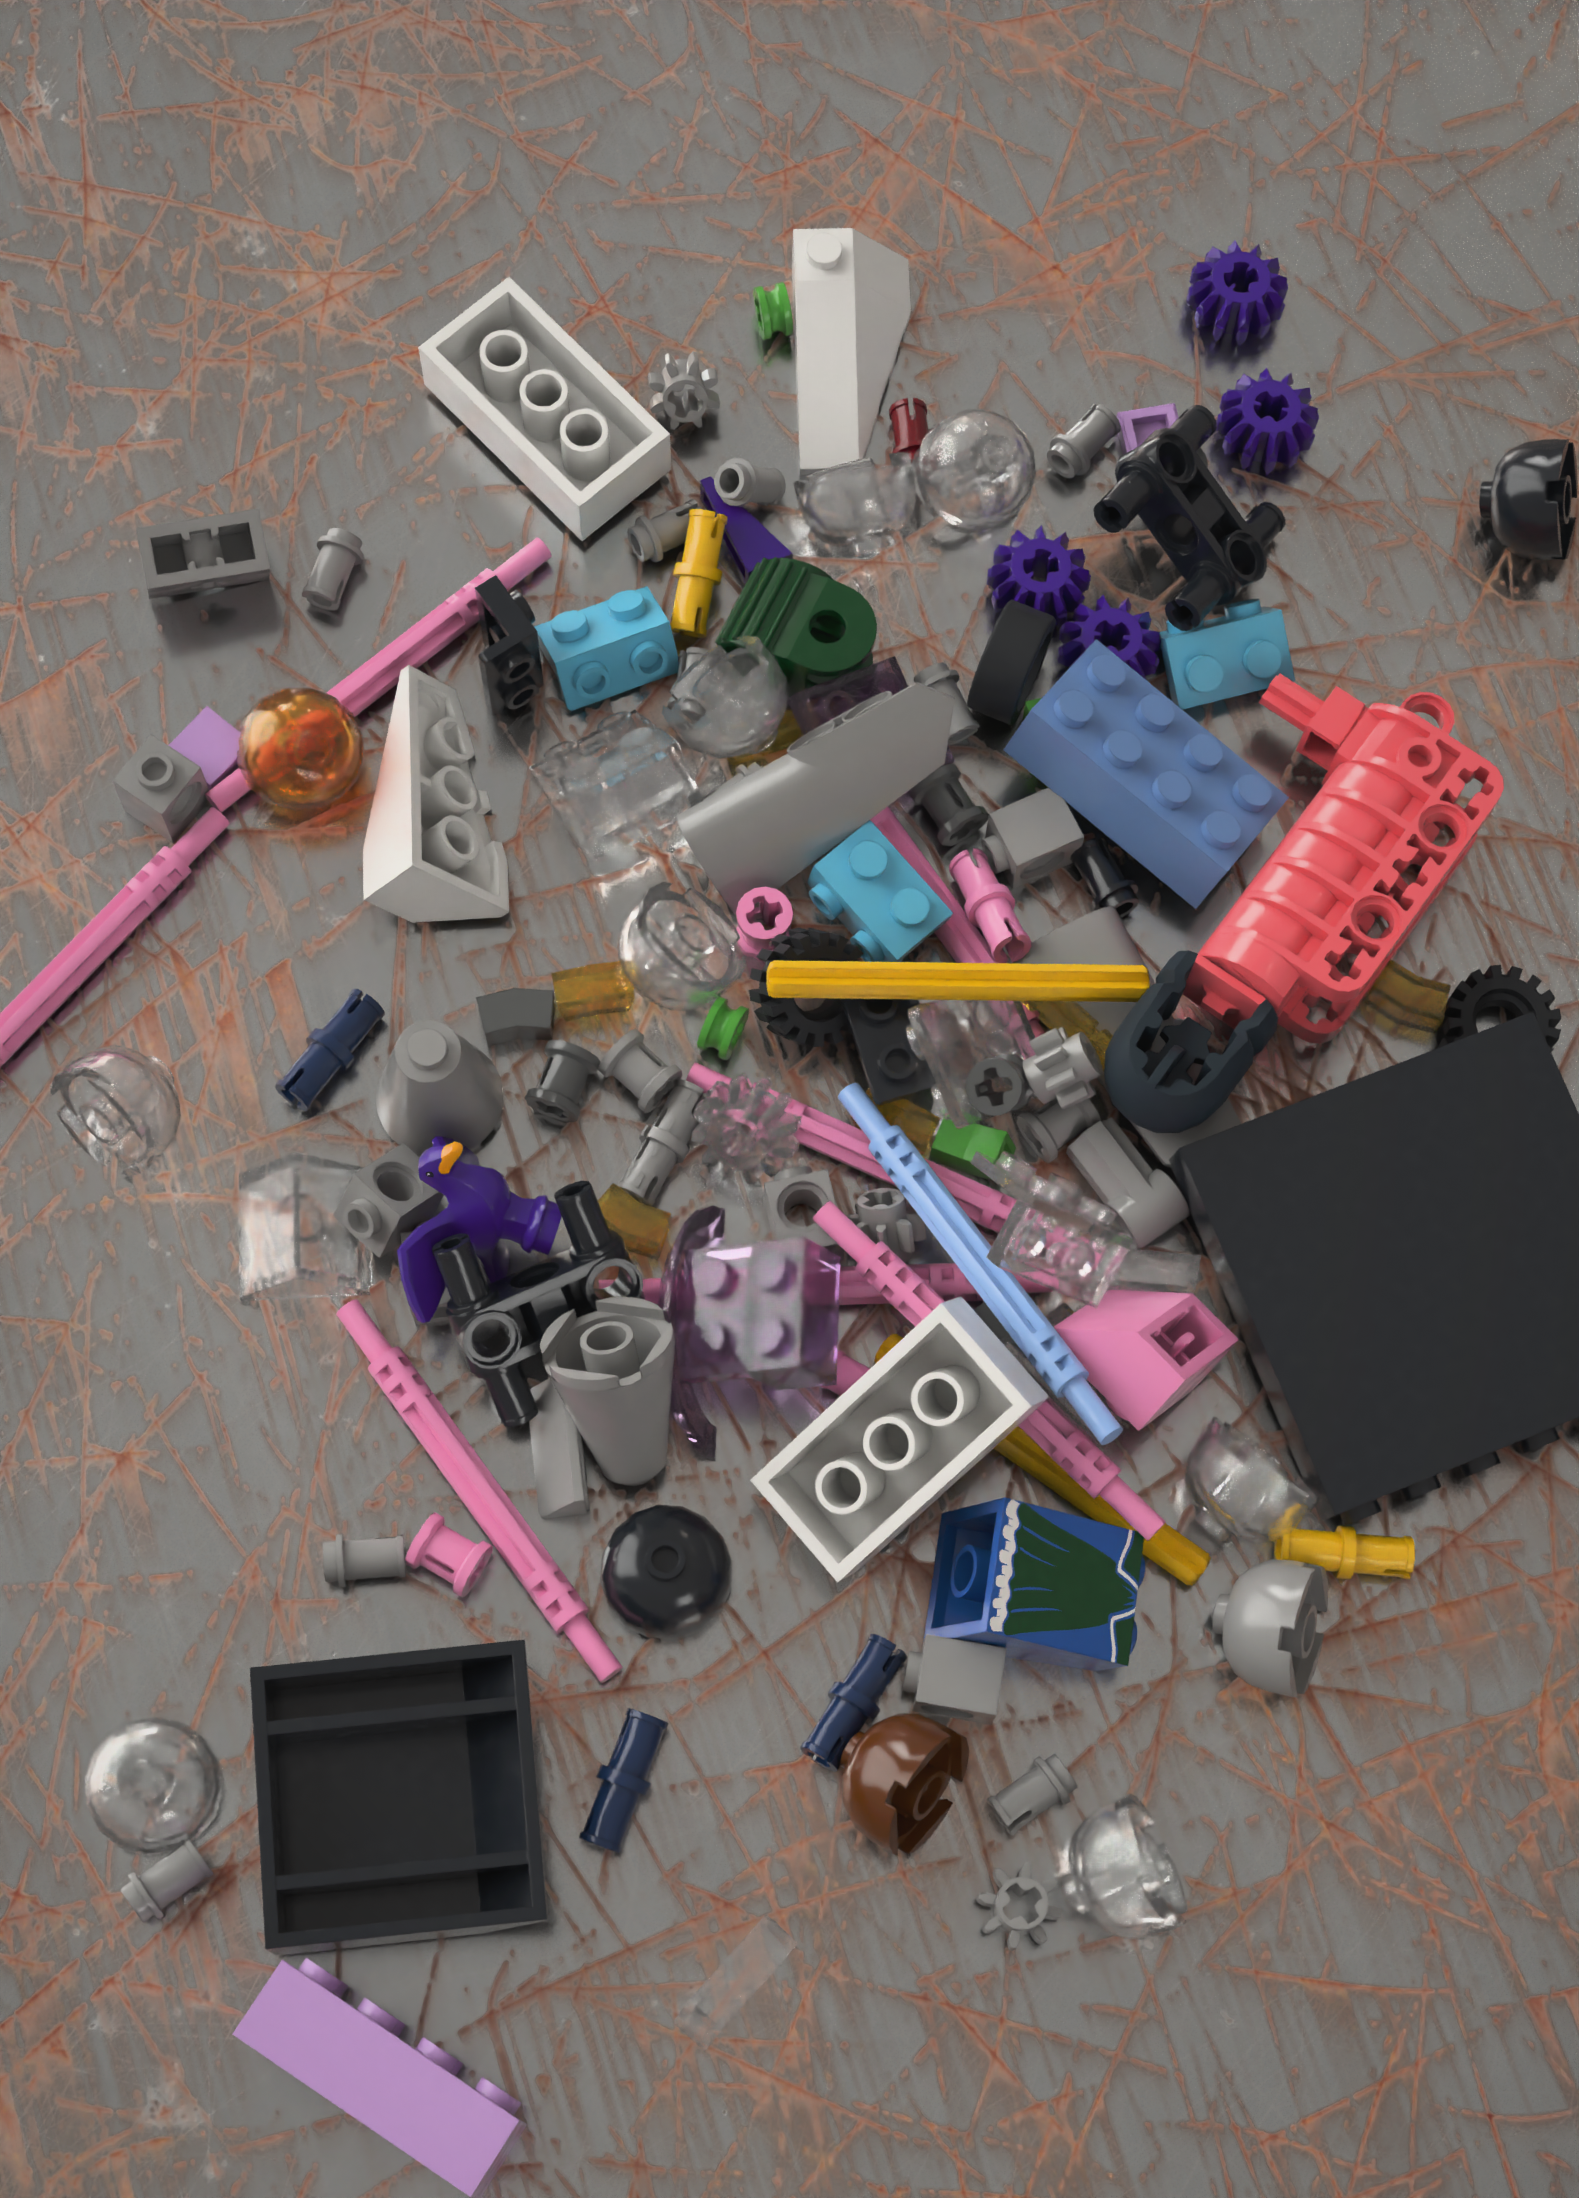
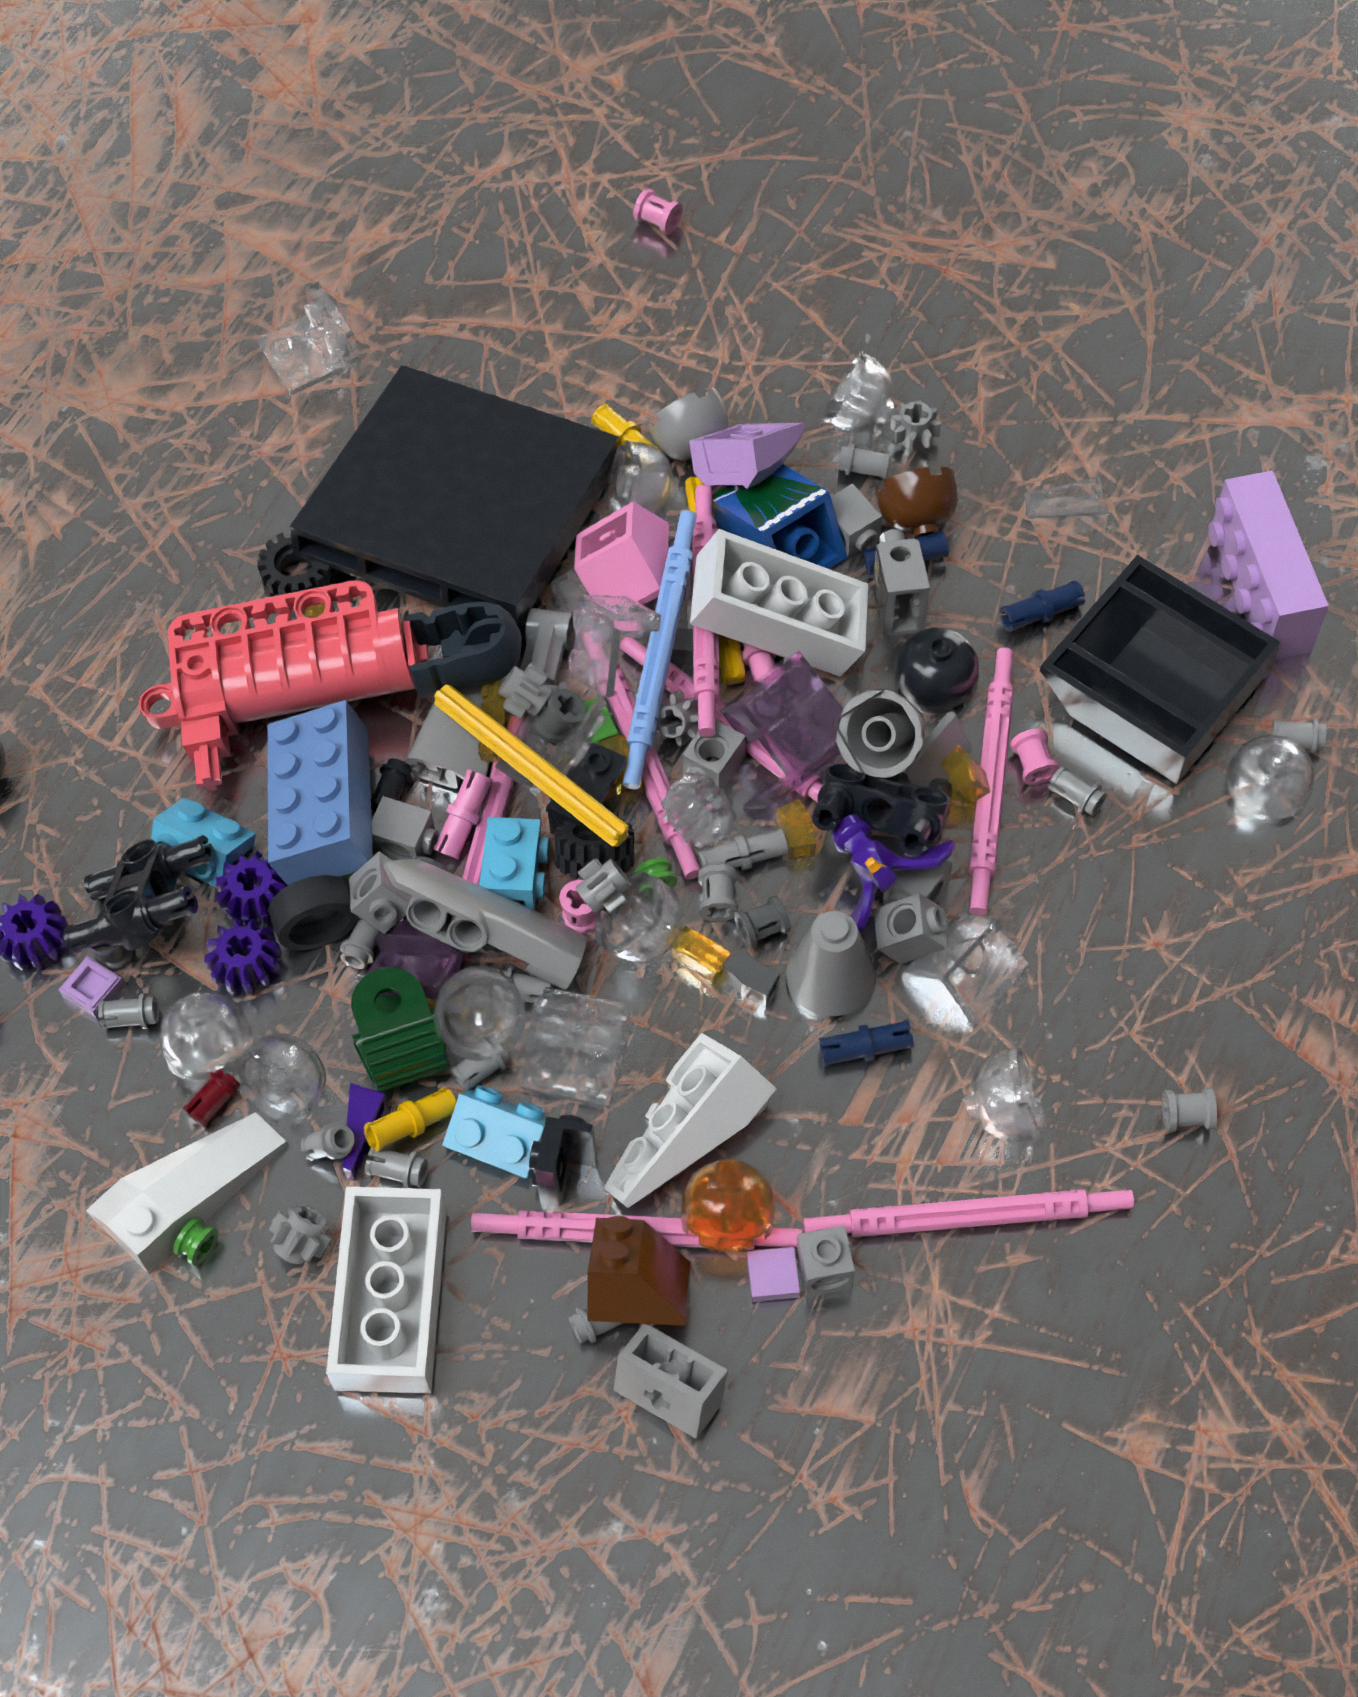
camera: 130 degrees left, 10 degrees down
(322, 607) = (635, 1275): none -> reddish brown slope
(503, 1452) = (966, 775): none -> clear yellow piece
(739, 924) = (603, 886): none -> light grey gear
(792, 1605) = (900, 571): none -> light grey torso
(976, 732) = (375, 897): none -> light grey brick
(1160, 1626) = (743, 453): none -> lavender slope

